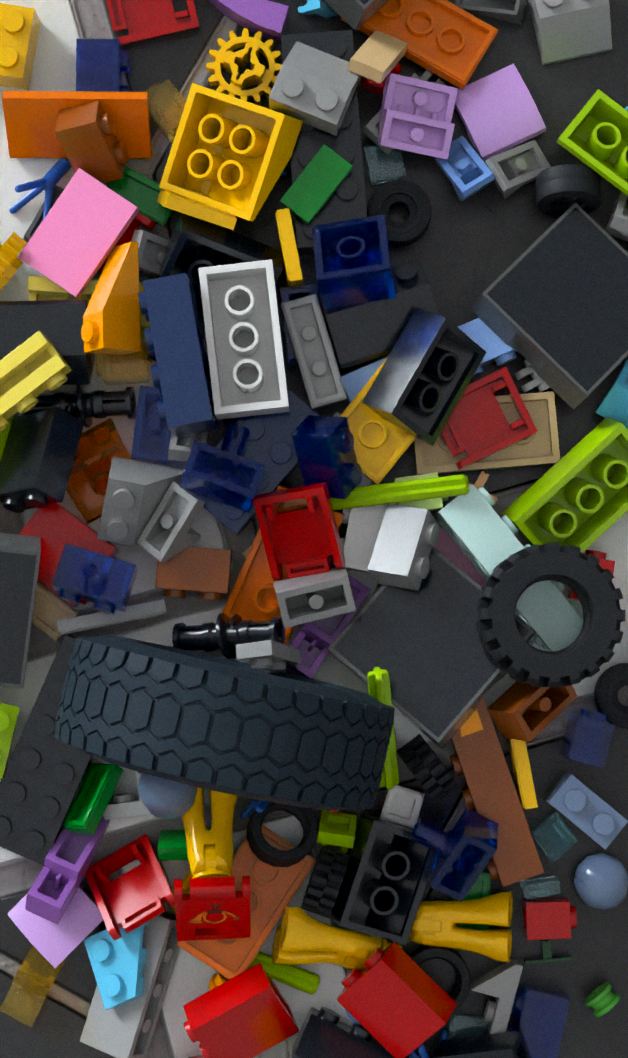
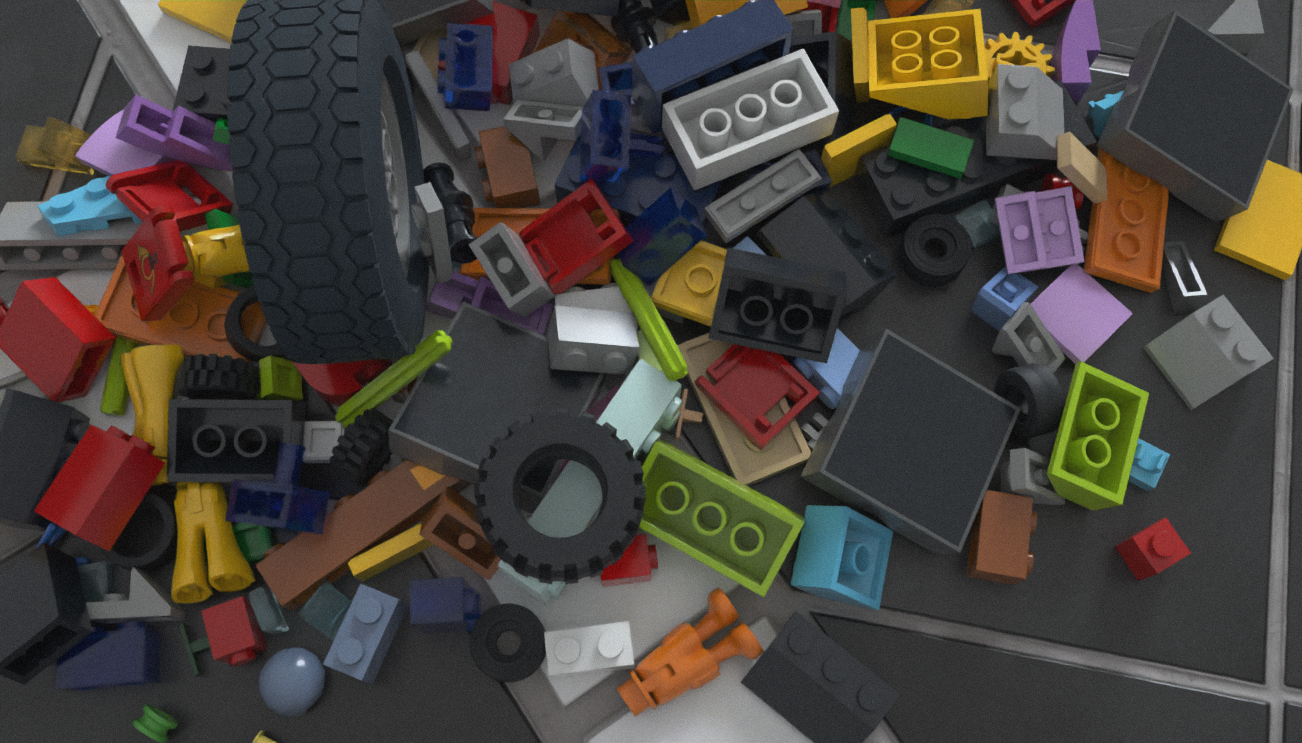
camera: 65 degrees right, 15 degrees down
(353, 261) = (867, 198): clear blue brick -> none

